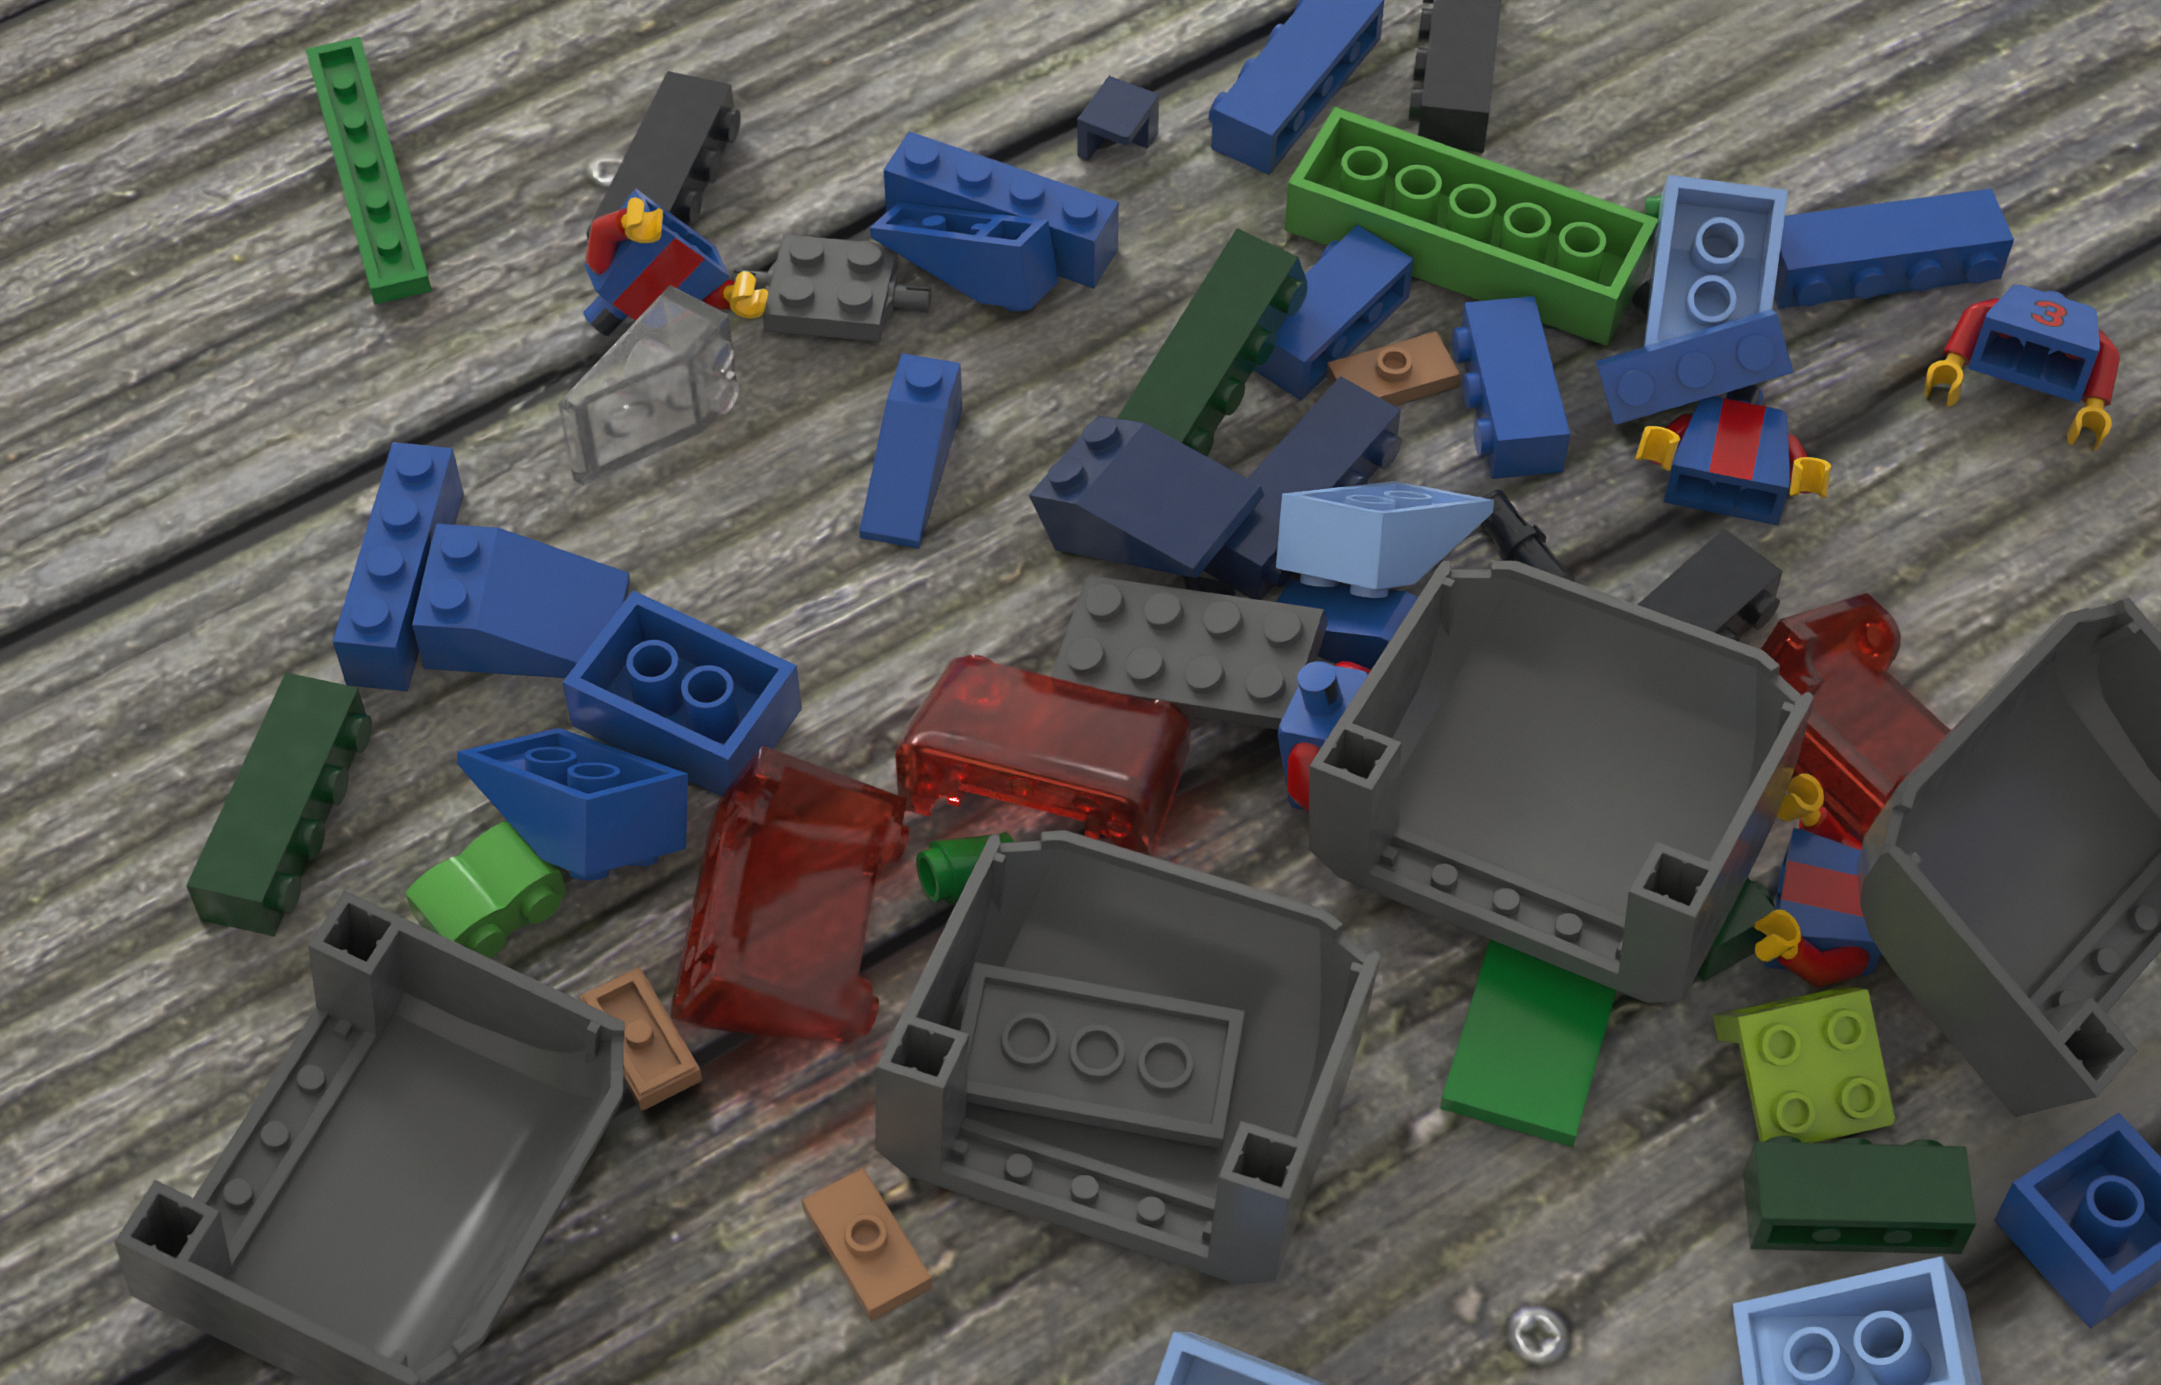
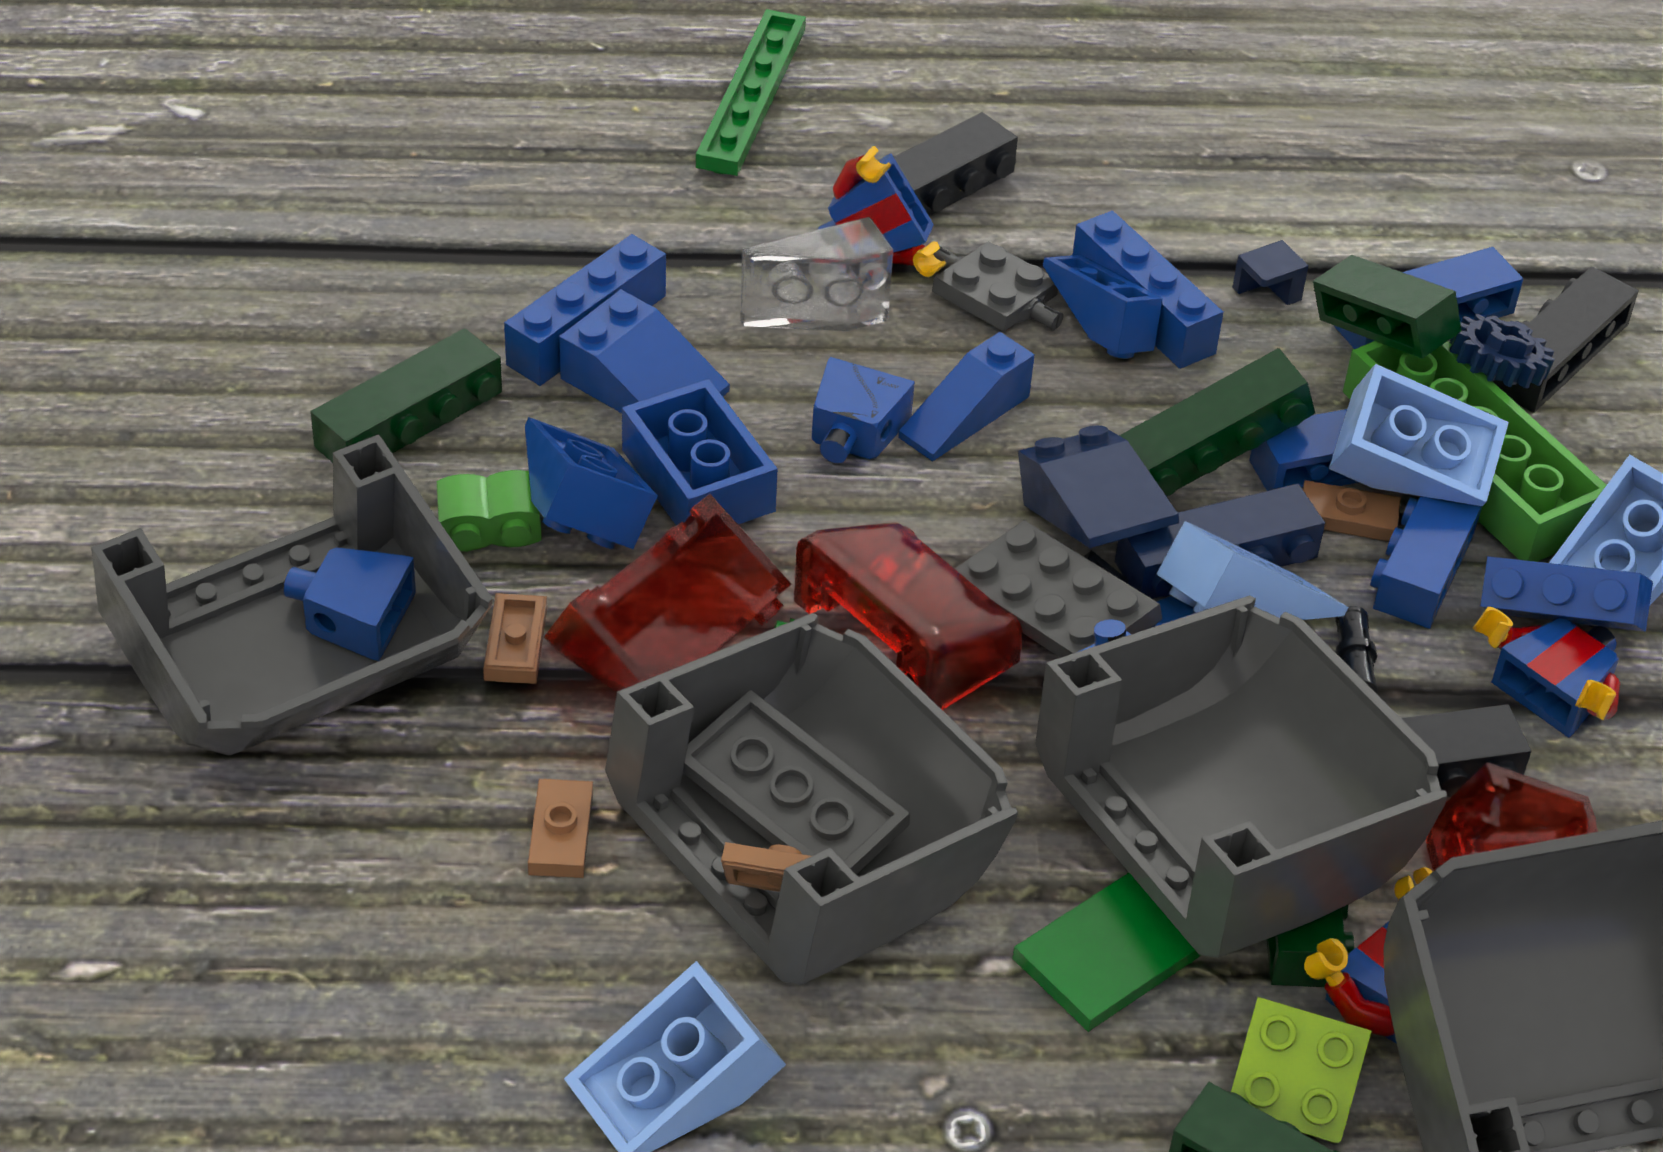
camera: 30 degrees right, 10 degrees down
(425, 1101) = (355, 598): none -> blue torso
(802, 532) = (859, 410): none -> blue torso
(1165, 1163) = (758, 866): none -> medium nougat plate
(1297, 112) = (1387, 306): none -> dark green brick
(1436, 264) = (1417, 440): none -> light blue slope
(1438, 105) = (1502, 351): none -> dark blue gear

